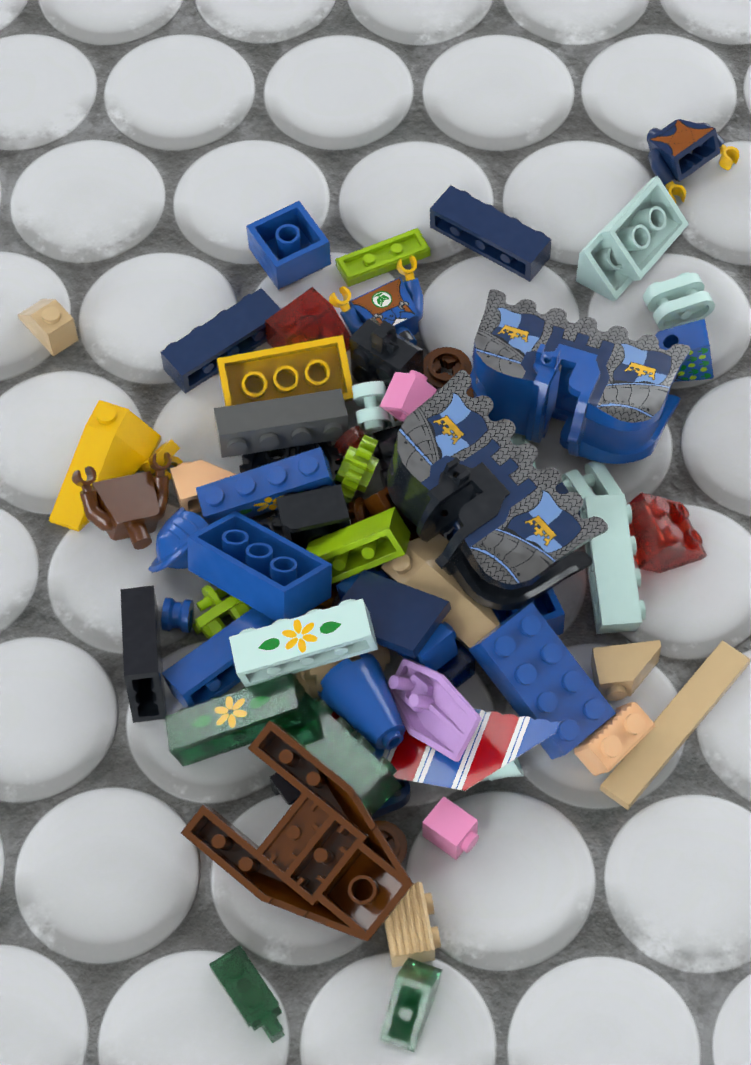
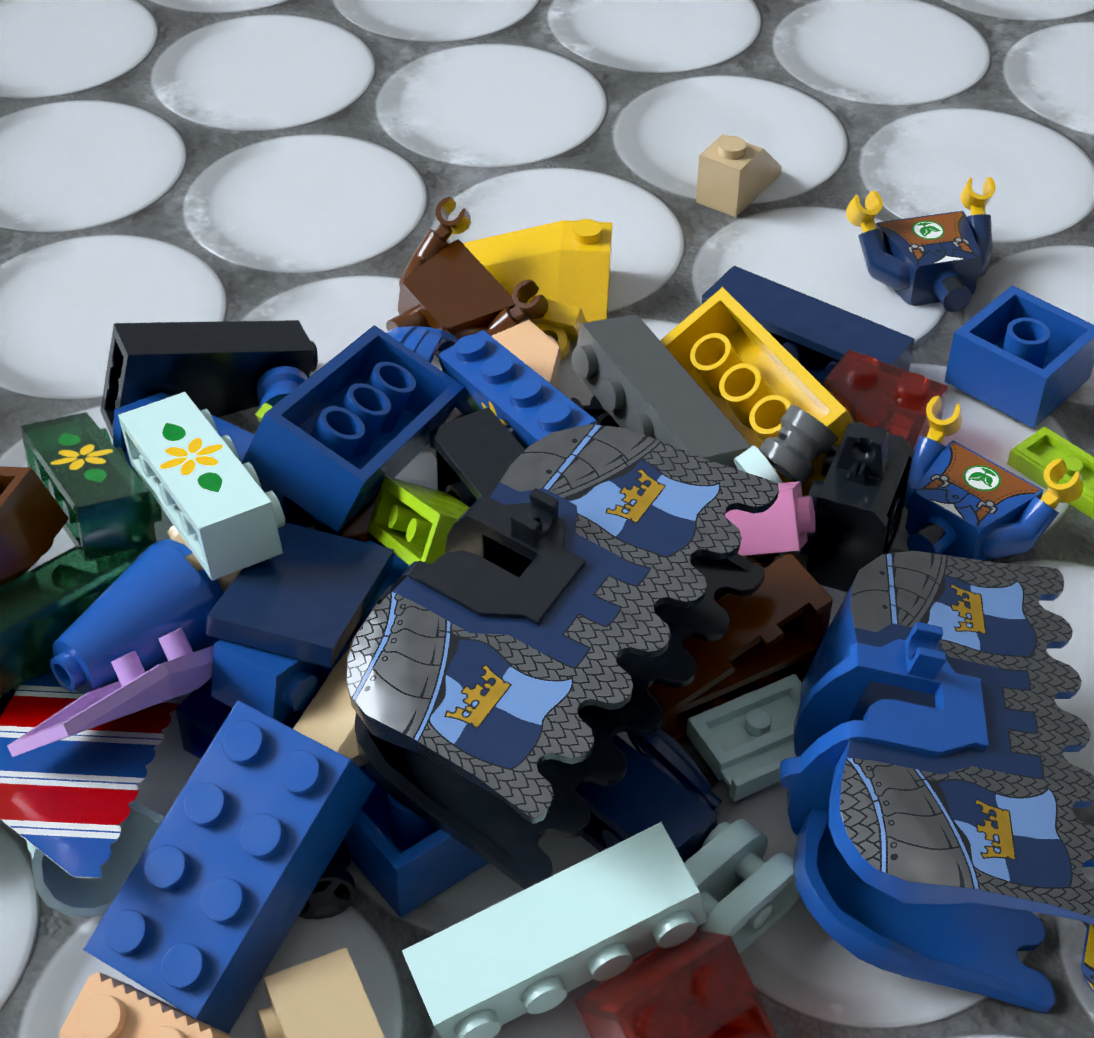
camera: 70 degrees right, 15 degrees down
(176, 251) = (931, 254): none -> dark blue torso
(355, 359) = (797, 444): none -> dark grey wheel

